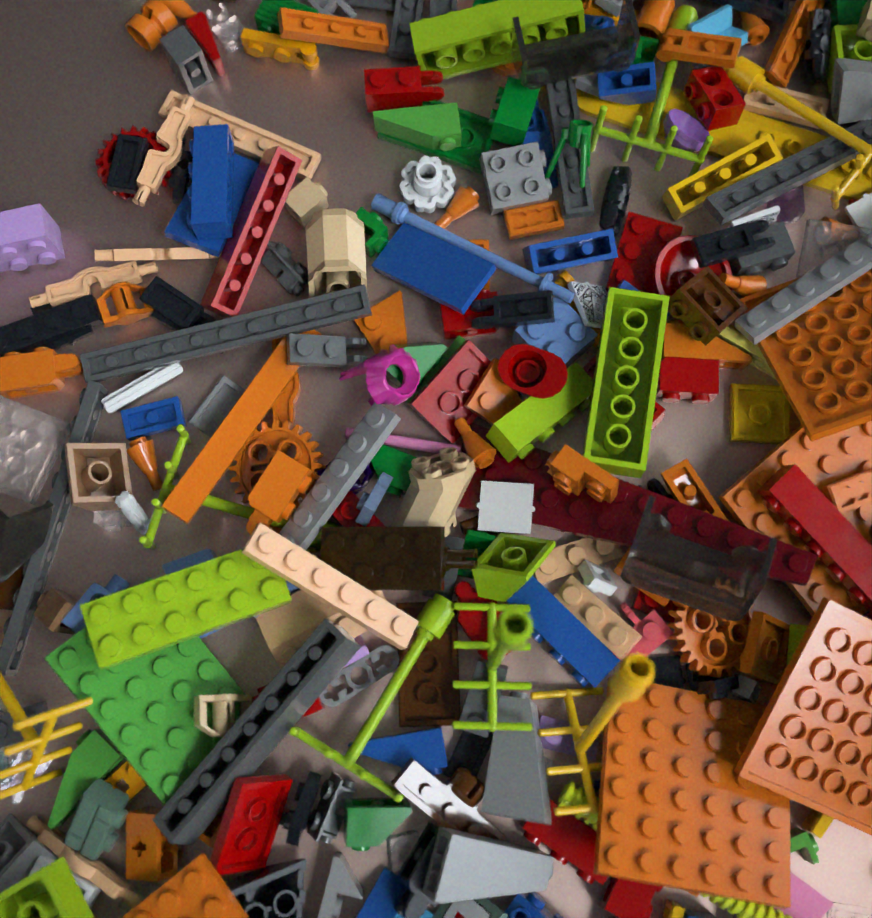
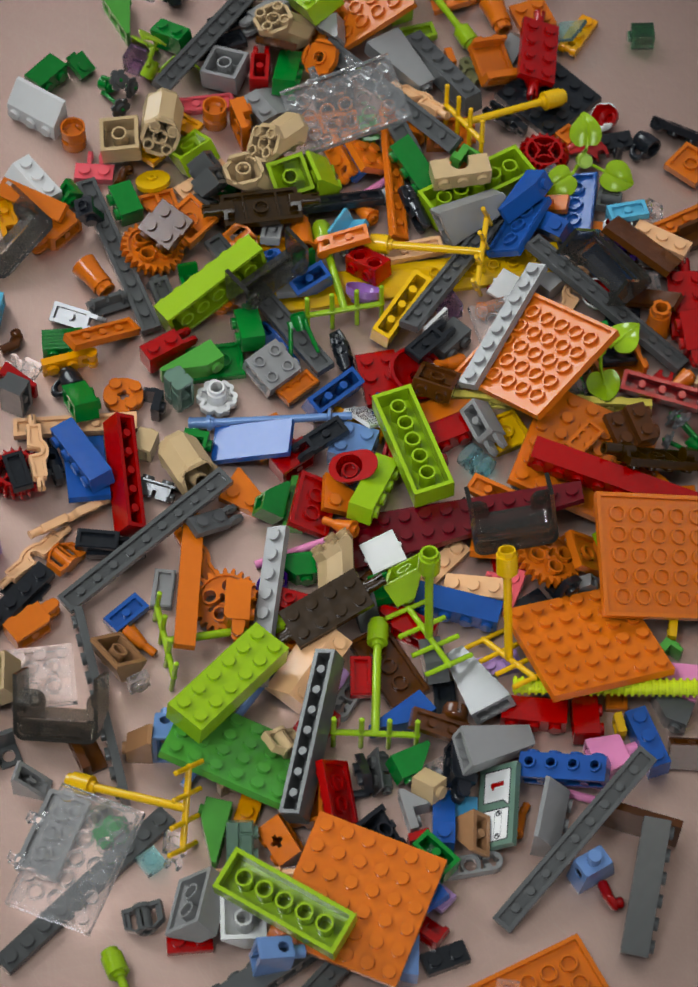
camera: 30 degrees left, 20 degrees down
(133, 511) = (152, 667): white axle -> none
(140, 386) = (105, 600): white axle -> none
(259, 107) = (81, 401): none -> green brick
(267, 75) = (66, 376): none -> black piece
(318, 110) = (121, 386): none -> orange plate
(330, 586) = (307, 633): light nougat plate -> none
(352, 156) = (156, 397): none -> black bracket
(370, 502) = (300, 581): sand blue plate -> none
(375, 371) = (260, 506): dark pink piece -> none
(376, 873) = (429, 785): none -> tan brick
(379, 668) = (360, 676): none -> red tile
(383, 149) = (178, 388): none -> sand green brick
(462, 203) = (246, 398): orange cone -> none
(576, 472) = (417, 502): orange plate -> none
(597, 578) = (462, 567): white plate -> none
(694, 429) = (474, 460): none -> clear light blue wheel
(736, 397) = (484, 425): none -> light grey hinge

